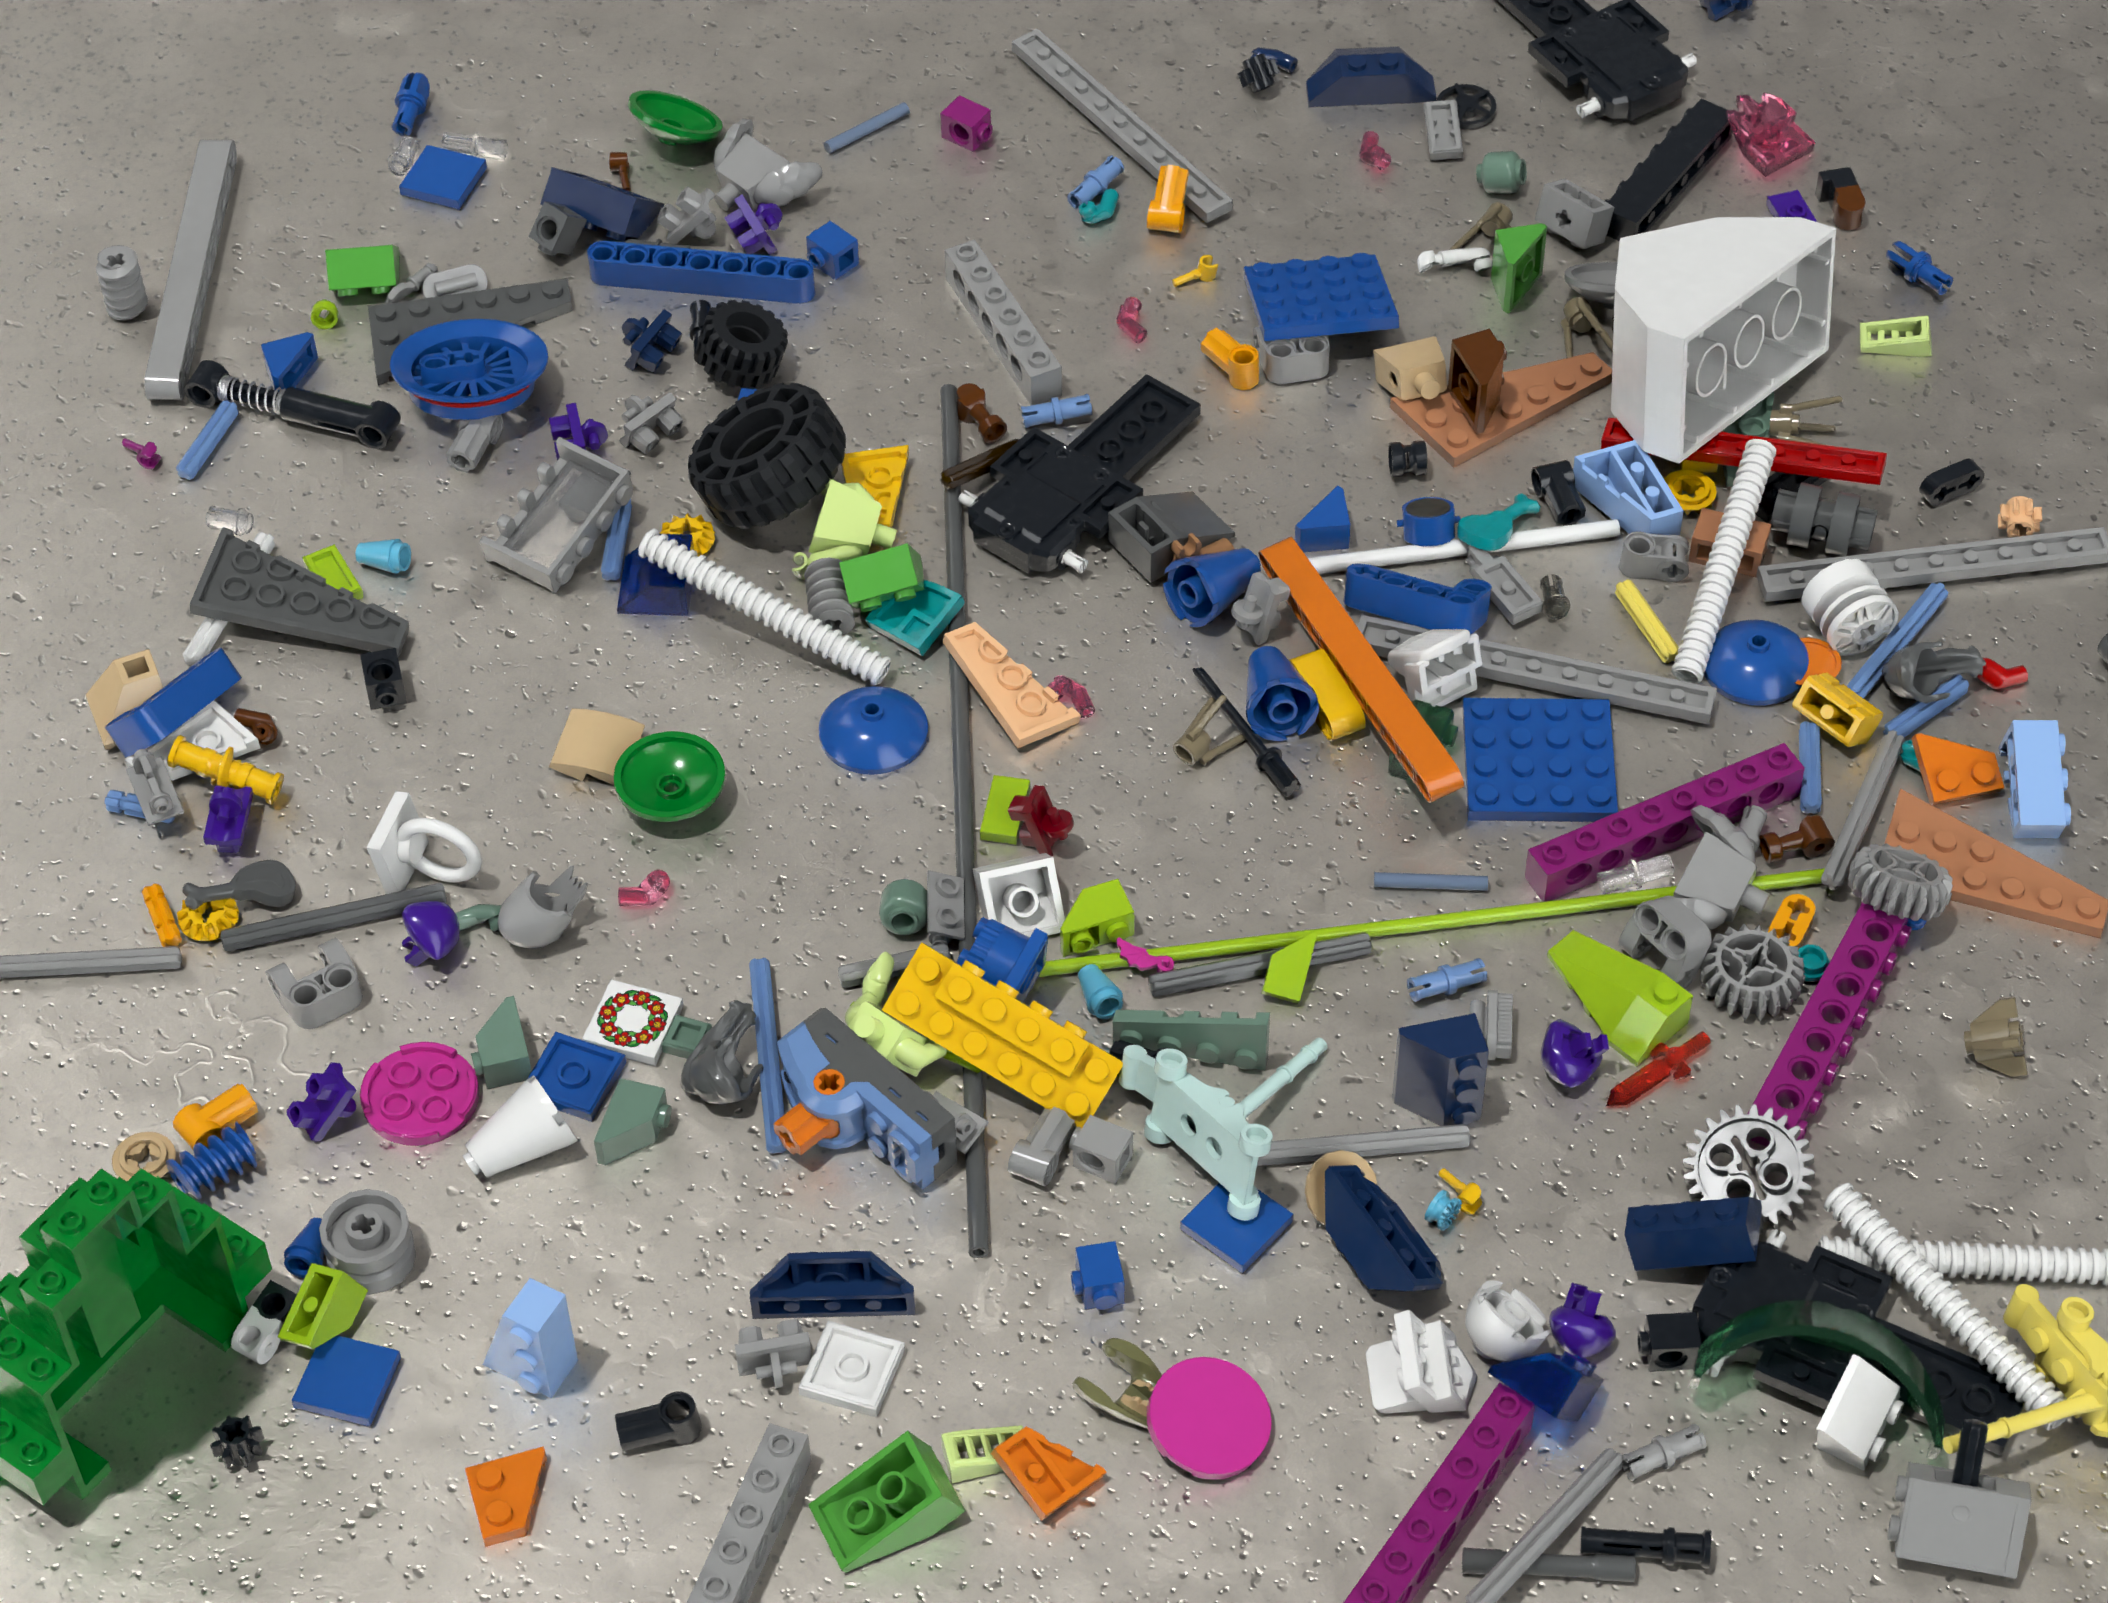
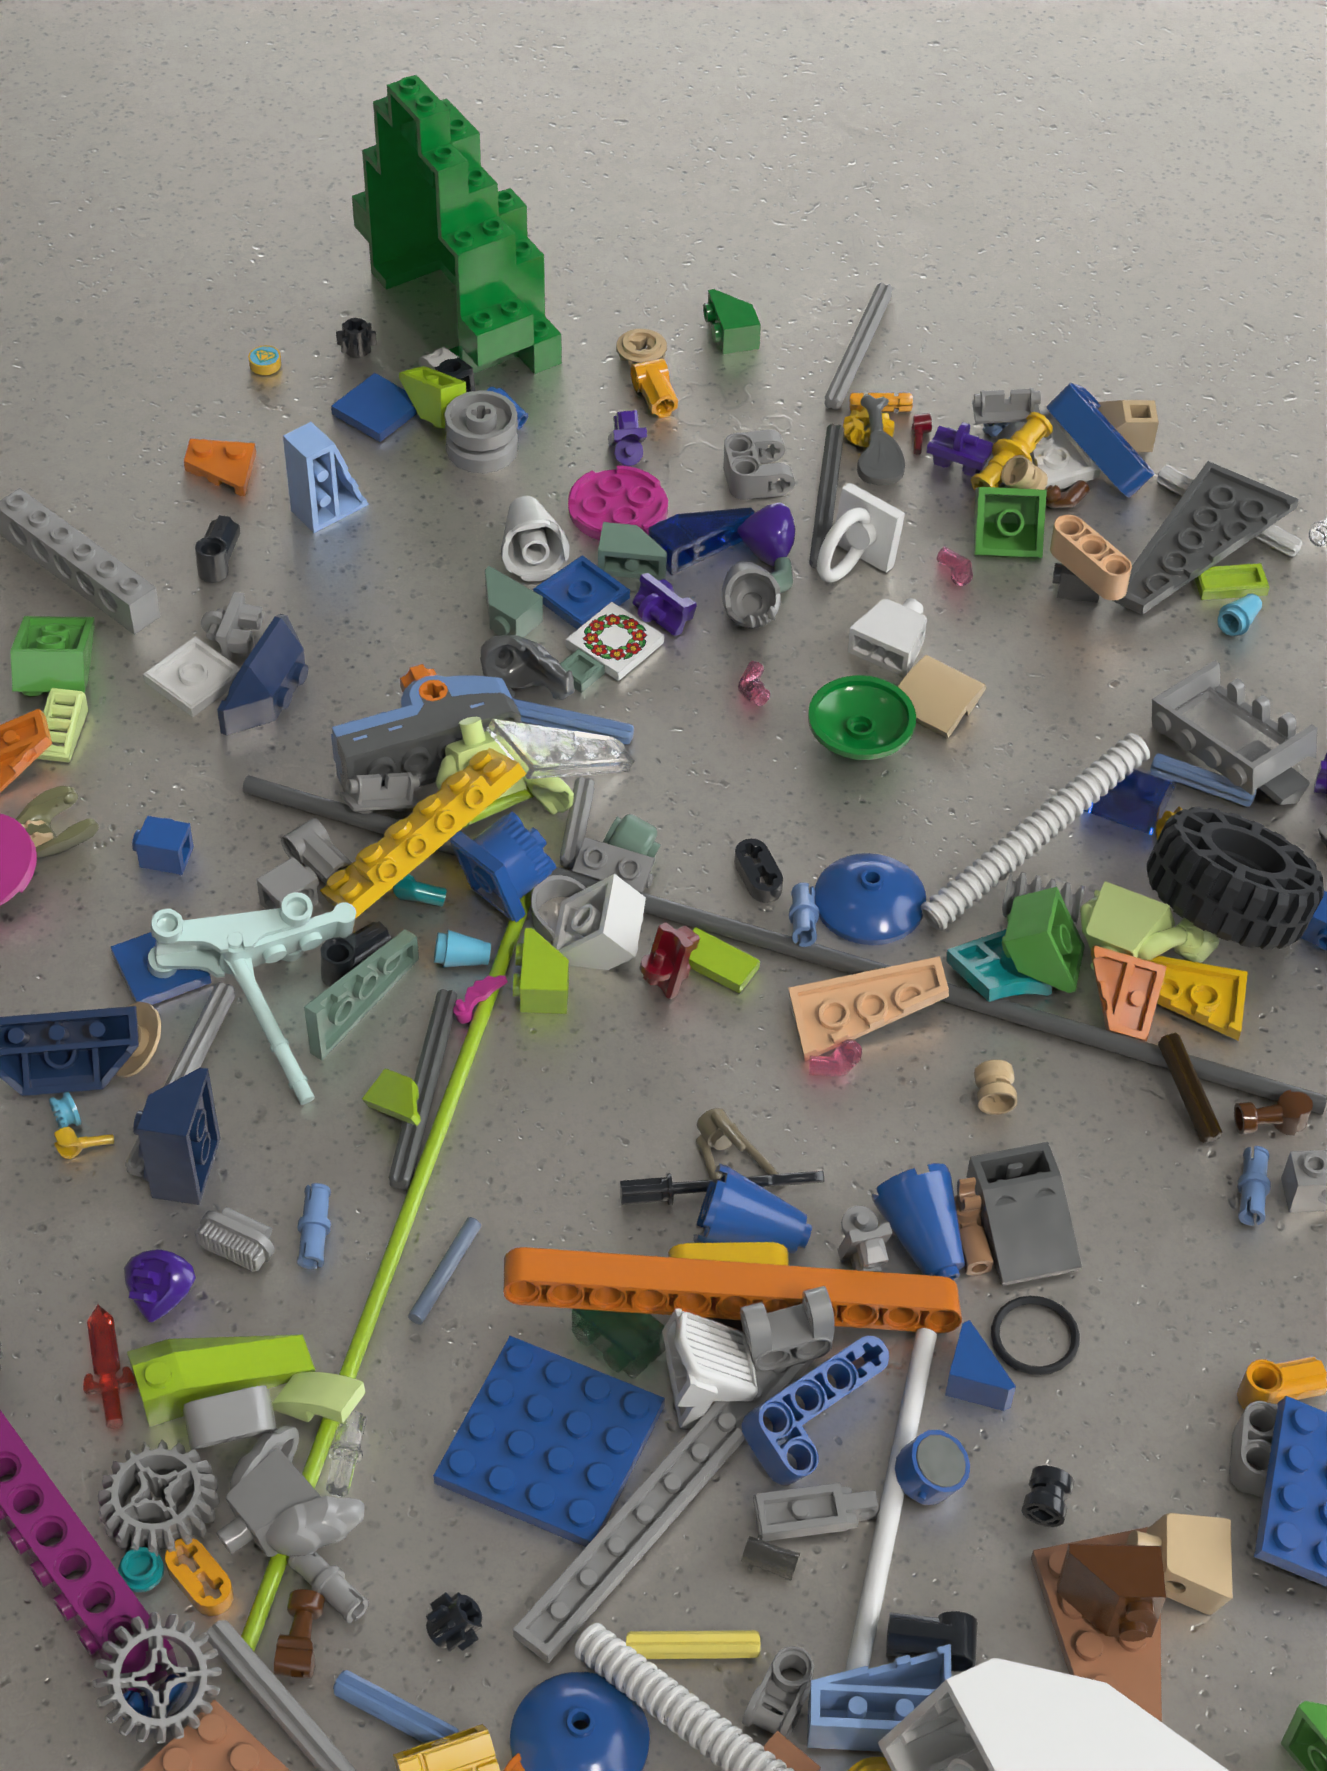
camera: 110 degrees right, 0 degrees up
(75, 1083) = (732, 322): none -> green slope
(189, 872) = (921, 425): none -> dark red hand
(212, 1161) = (609, 372): blue piece -> none
(264, 749) = (1022, 474): none -> tan wheel
(303, 1532) = (264, 360): none -> tile
(321, 752) = (1009, 522): none -> bright green slope
(385, 649) = (1090, 557): none -> light nougat beam
(403, 779) = (960, 566): none -> clear pink arm
(457, 998) = (697, 535): none -> clear blue slope
(532, 797) = (889, 635): none -> white torso
(572, 991) = (660, 603): none -> dark purple hips
(848, 973) = (559, 752): none -> clear wing
(886, 814) = (765, 867): none -> black beam
(910, 514) = (1127, 991): none -> orange wing
(928, 755) = (803, 914): none -> medium blue pin
(1046, 582) = (995, 1085): none -> tan wheel
(1060, 490) = (1128, 1143): black piece -> none
(1262, 484) = (1036, 1370): none -> black tyre
(1378, 619) = (790, 1333): none -> light grey piece
(1494, 529) = (889, 1521): teal piece -> none
(1605, 899) = (319, 1394): none -> yellowish green slope
(1661, 822) = (389, 1514): magenta brick -> none
(1726, 748) = (454, 1621): none -> black gear

